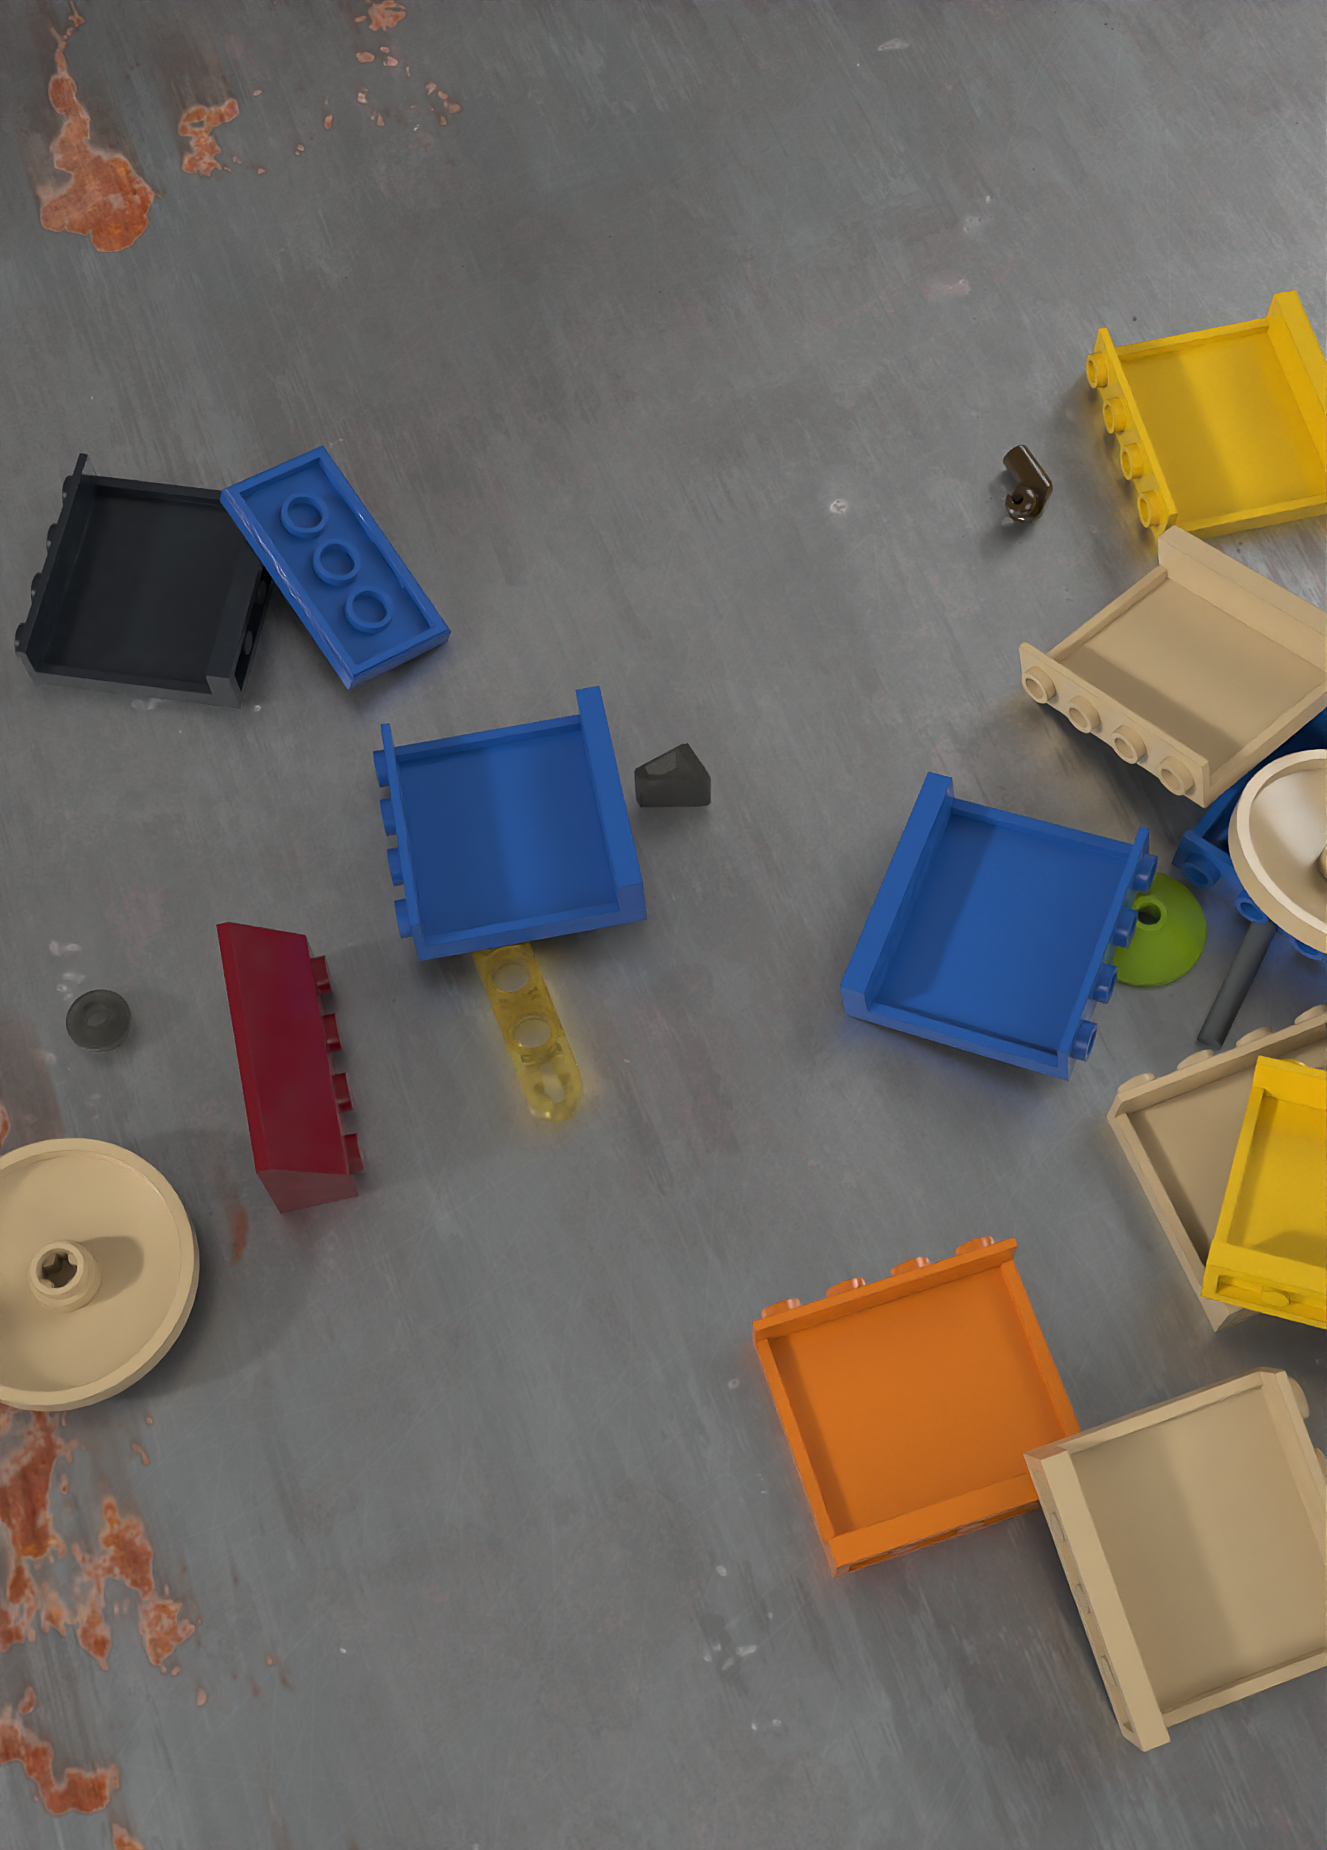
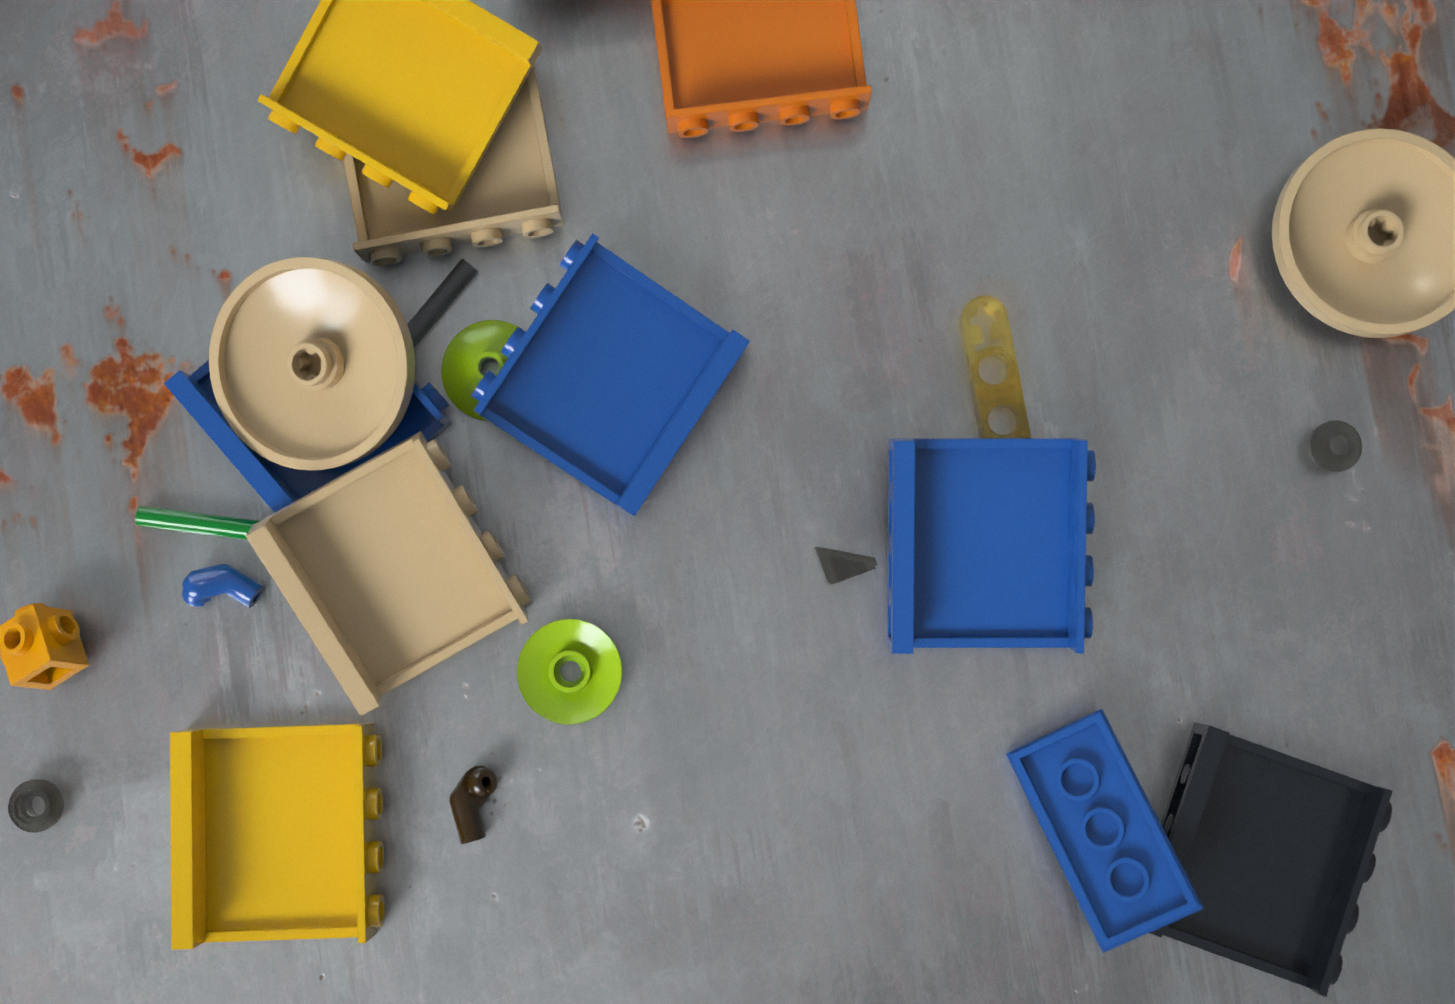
camera: 170 degrees left, 20 degrees up
(289, 1066) = (1193, 362): dark red slope -> none
(961, 599) = (542, 677): none -> lime dish

